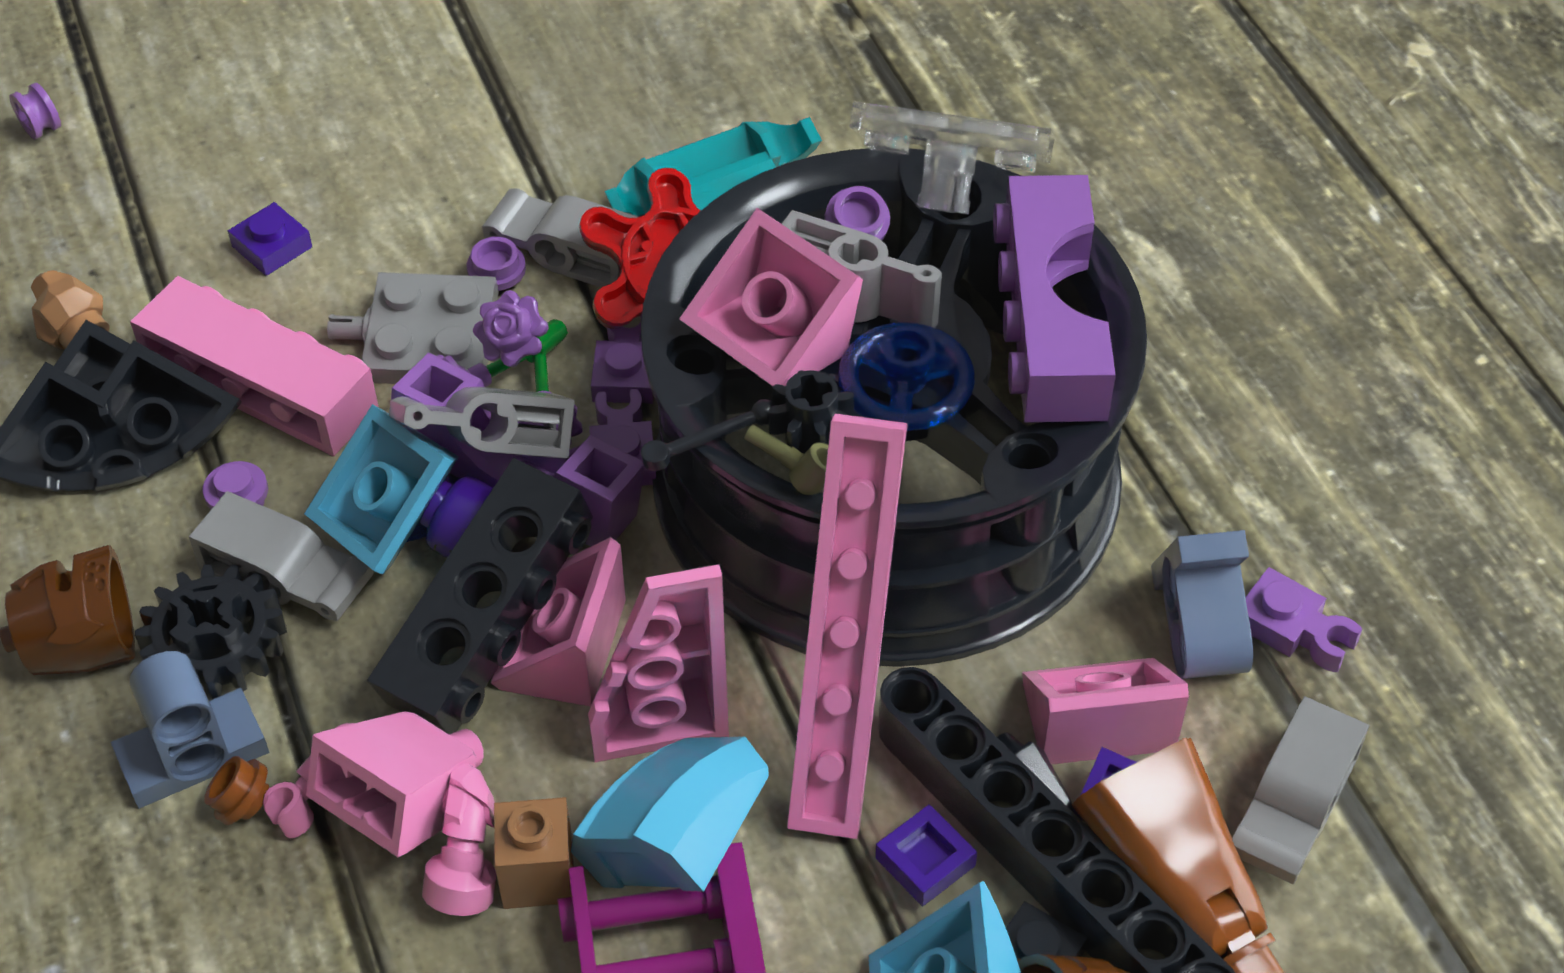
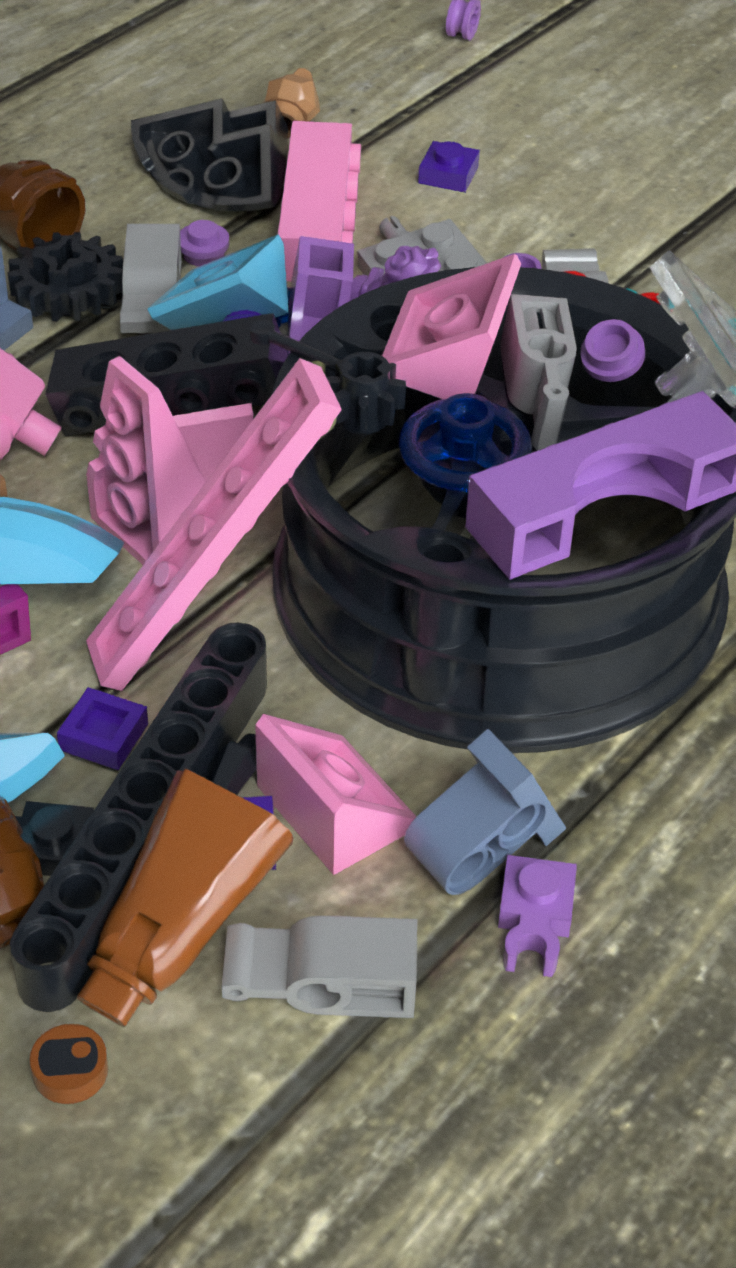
camera: 60 degrees right, 5 degrees down
(504, 431) = (296, 286): light grey piece -> none

